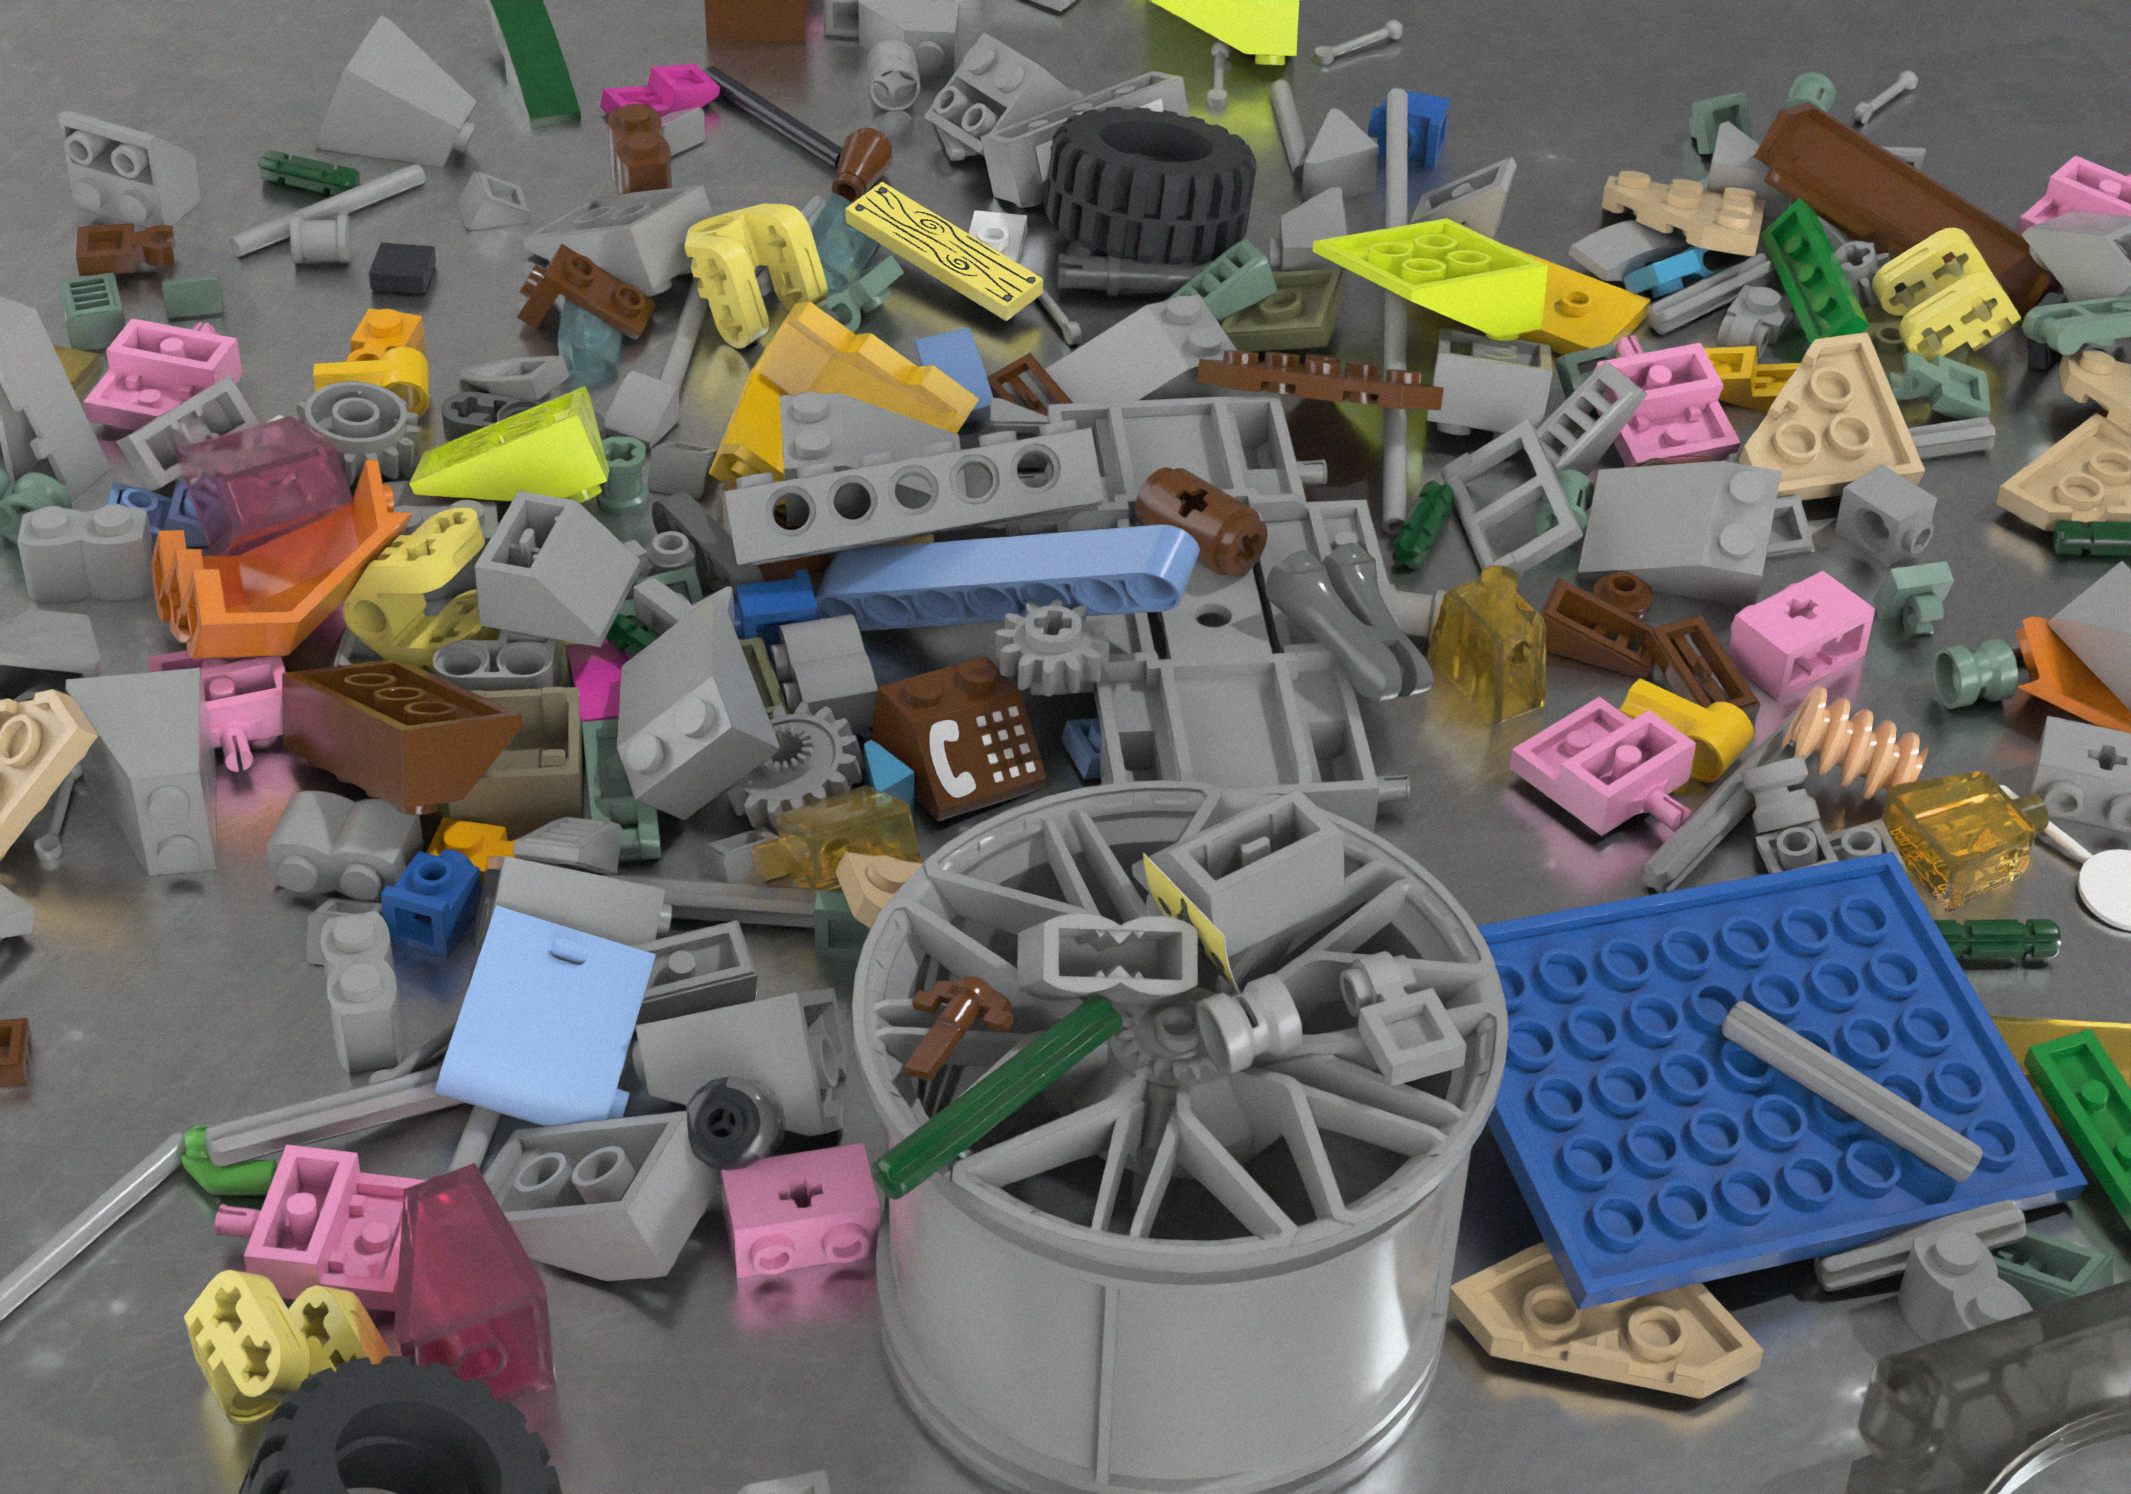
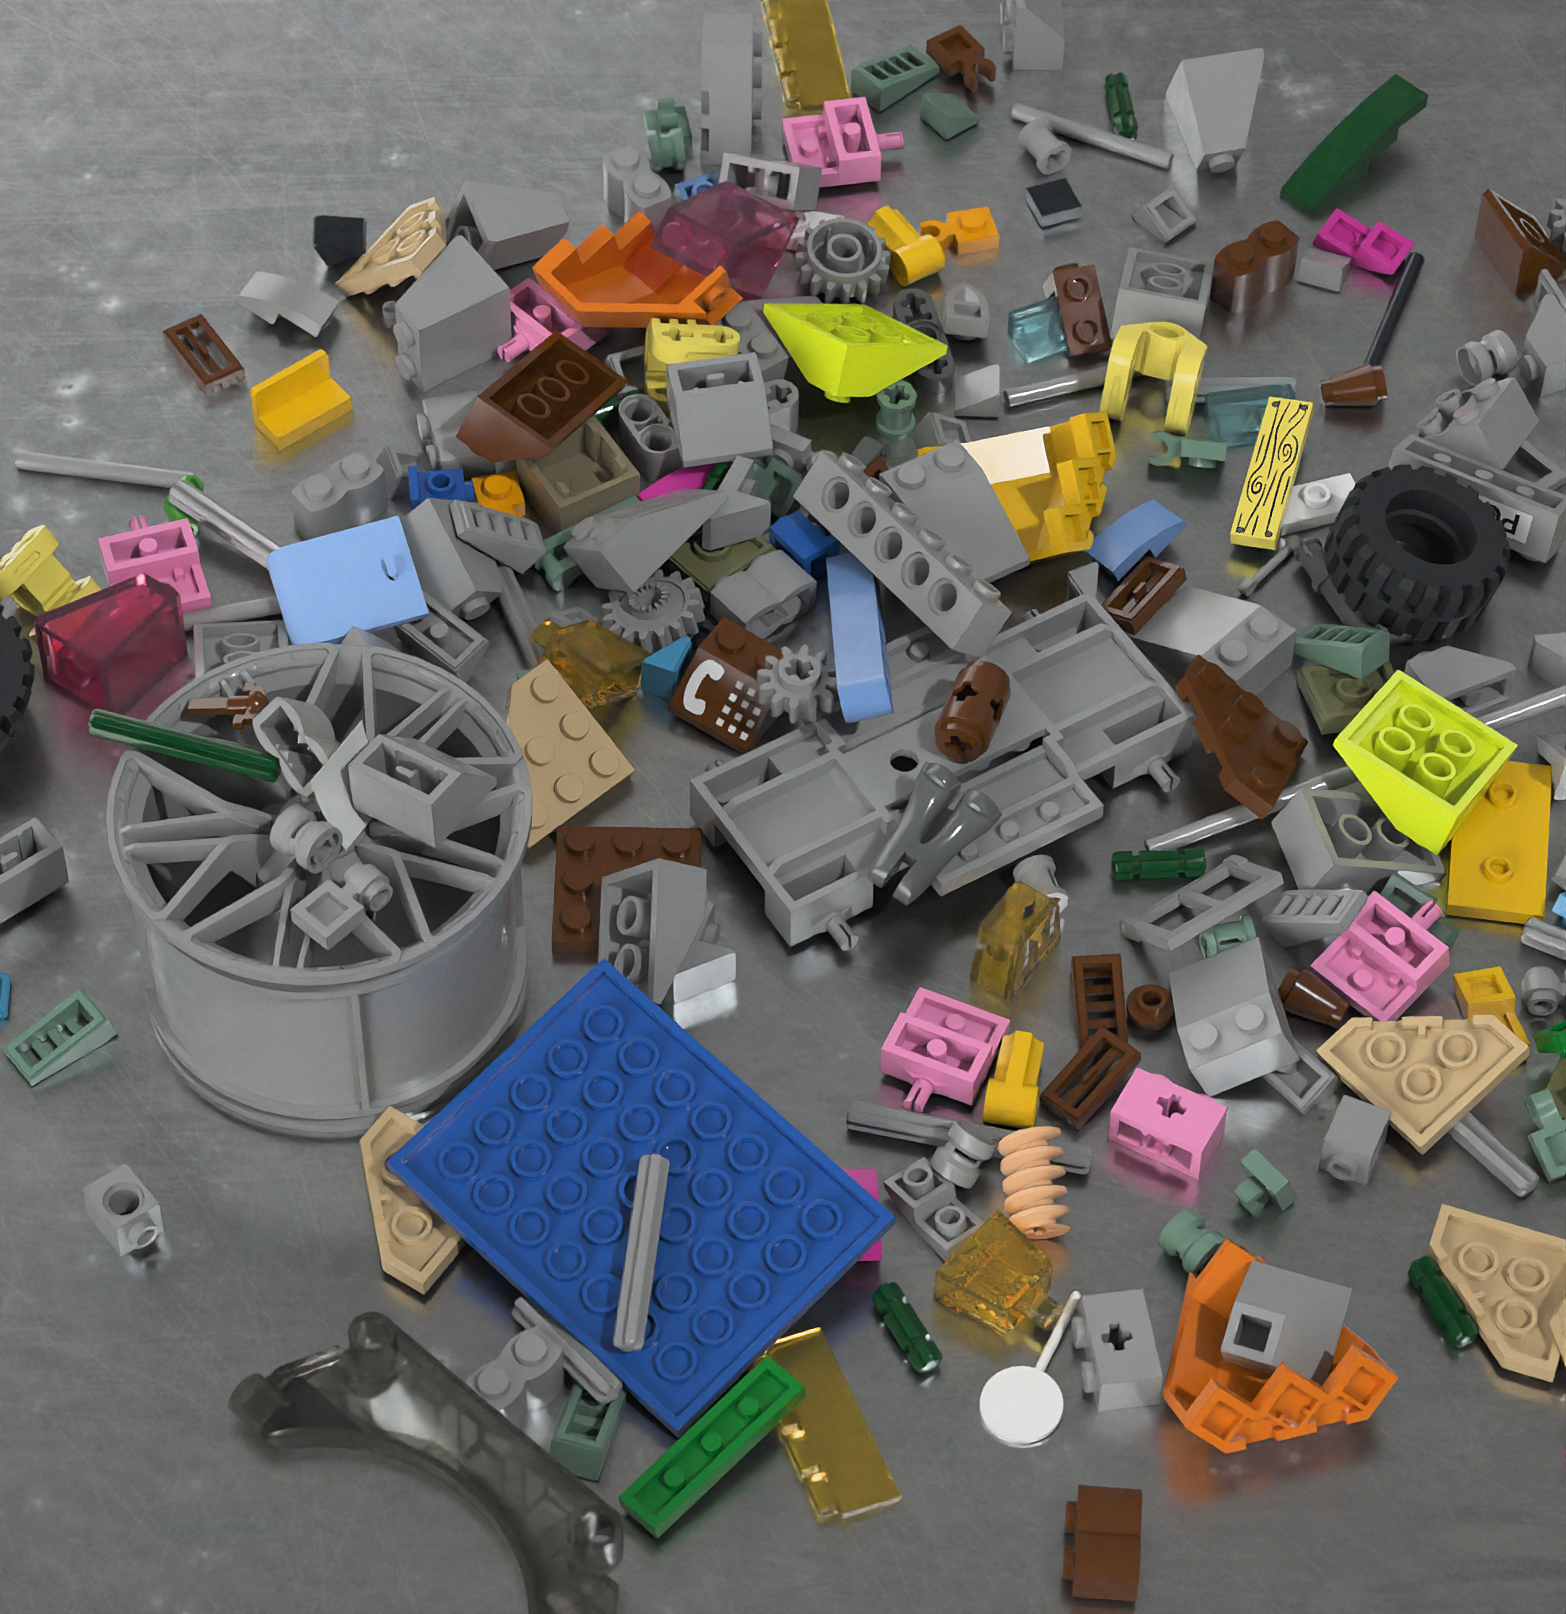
camera: 65 degrees right, 10 degrees up
(148, 985) = (298, 400): none -> yellow panel

